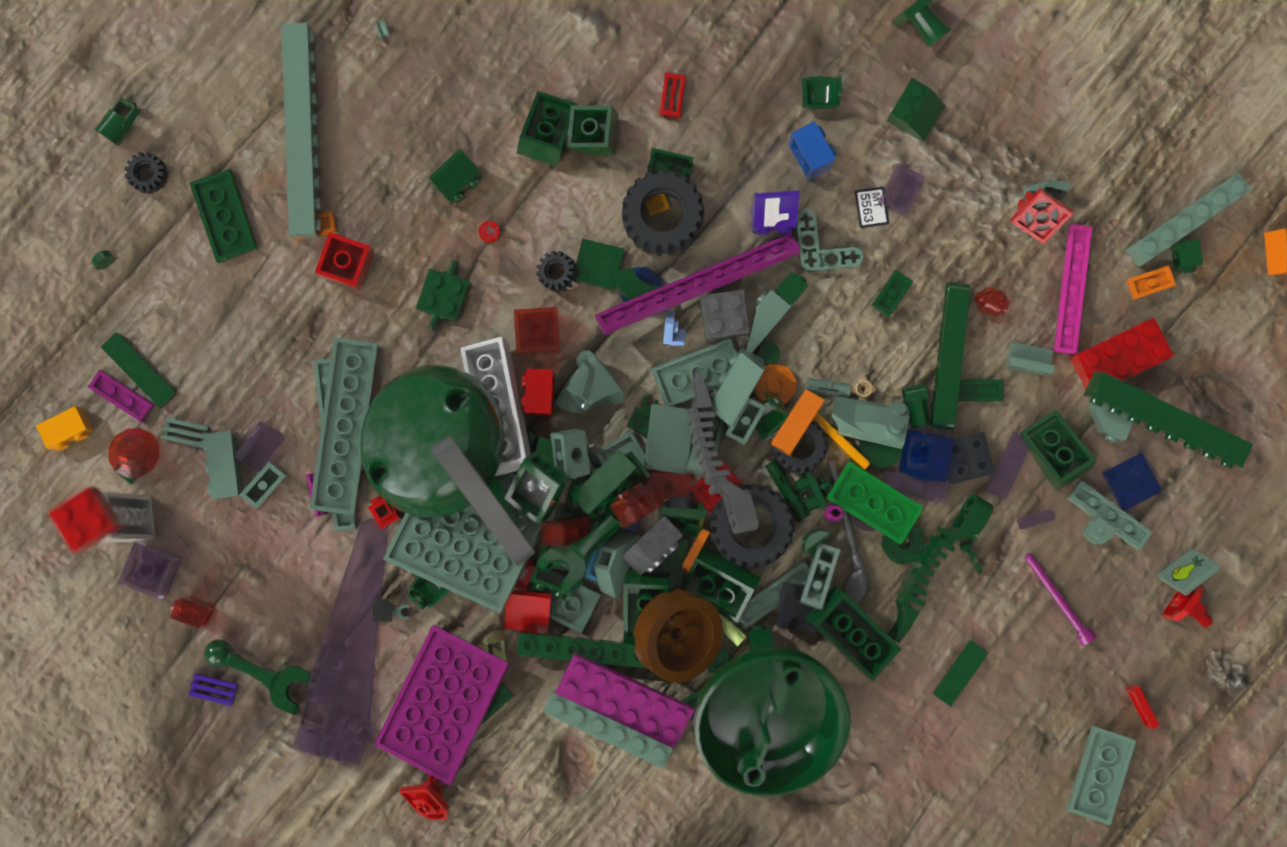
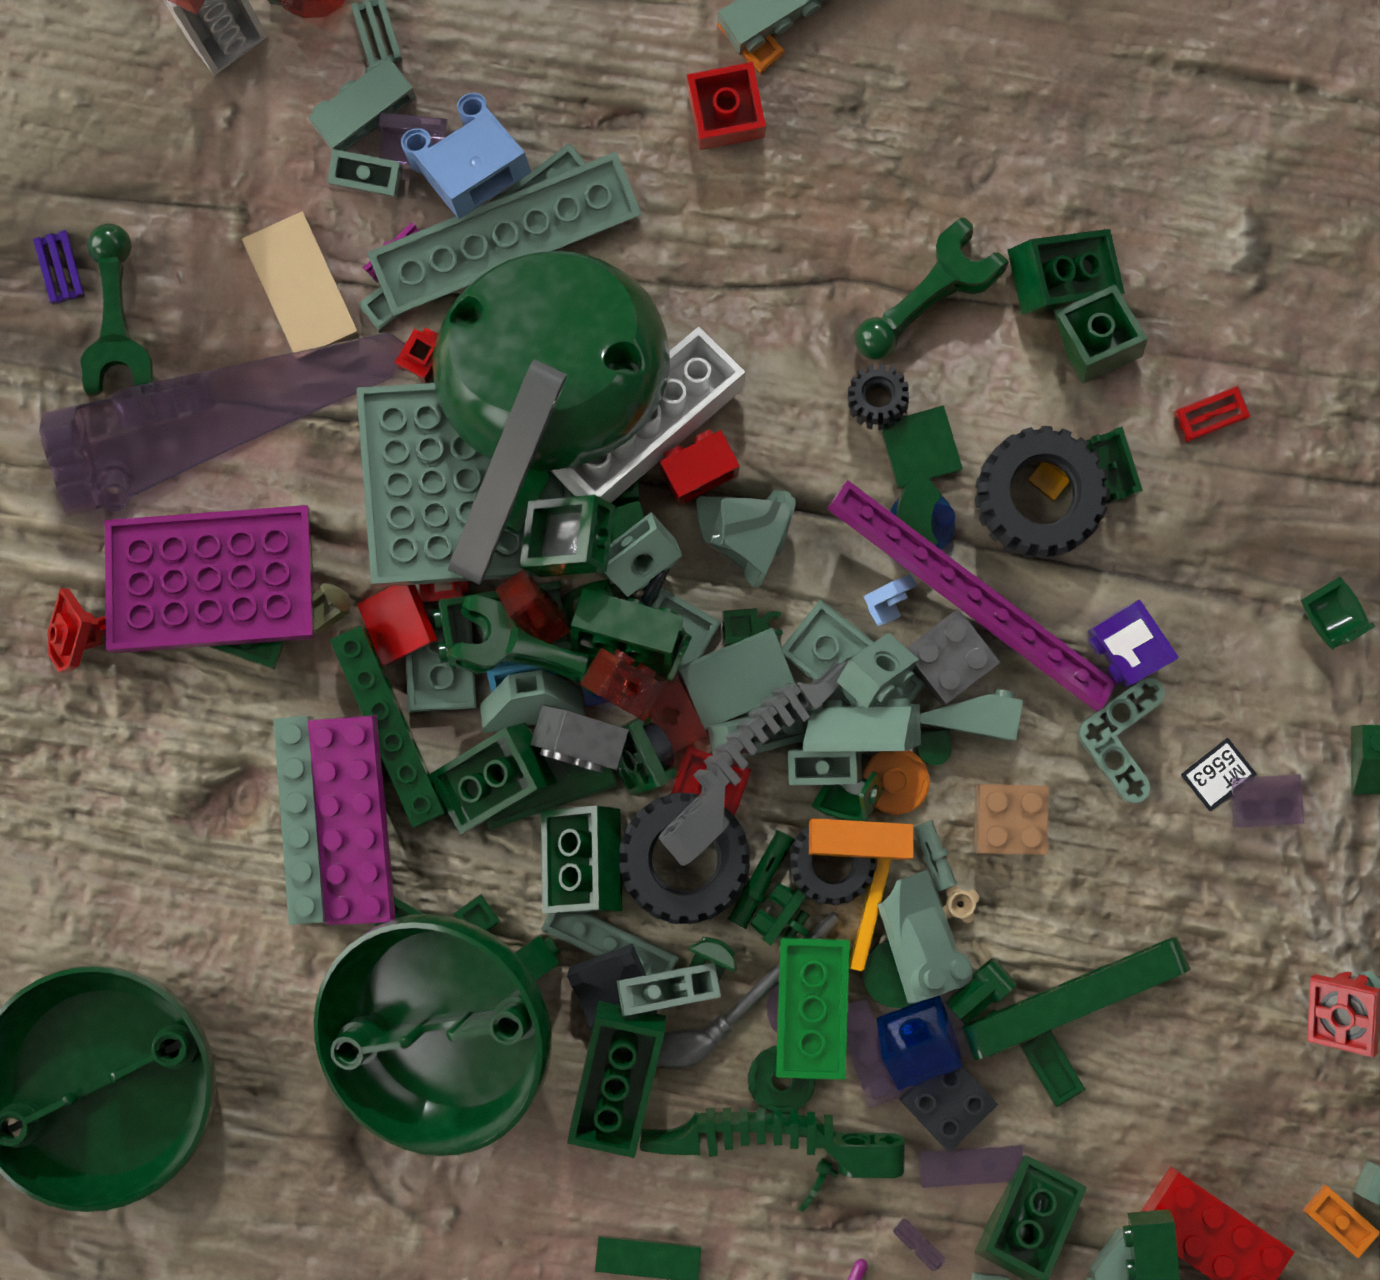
camera: 55 degrees right, 0 degrees up
(150, 570) = (168, 92): clear purple brick -> none
(191, 611) = (144, 178): clear red slope -> none
(292, 421) = (470, 162): none -> medium blue piece
(304, 558) = (299, 284): none -> tan tile
(384, 612) = (288, 431): pearl dark grey piece -> none
(426, 592) = (345, 473): dark green piece -> none
(443, 295) = (757, 264): dark green plate -> none
(455, 177) = (926, 187): dark green slope -> none
(489, 231) = (879, 275): red tile -> none
(511, 190) = (953, 272): none -> dark green piece
(537, 331) = (781, 417): clear red brick -> none
(696, 548) = (623, 801): orange tile -> none
(697, 640) = (470, 871): reddish brown brick -> none
(710, 359) = (878, 671): none -> sand green brick
(732, 631) = (529, 904): yellowish green axle -> none
(792, 288) = (1041, 727): dark green brick -> none
(812, 150) = (1247, 646): blue brick -> none
(828, 515) = (773, 964): magenta pin -> none
(832, 334) = (1011, 819): none -> medium nougat brick
(892, 293) = (1115, 869): dark green plate -> none
(991, 301) = (1184, 1013): clear red head -> none
(1030, 359) = (1136, 1112): sand green panel -> none
(1072, 289) = (1267, 1116): dark pink plate -> none

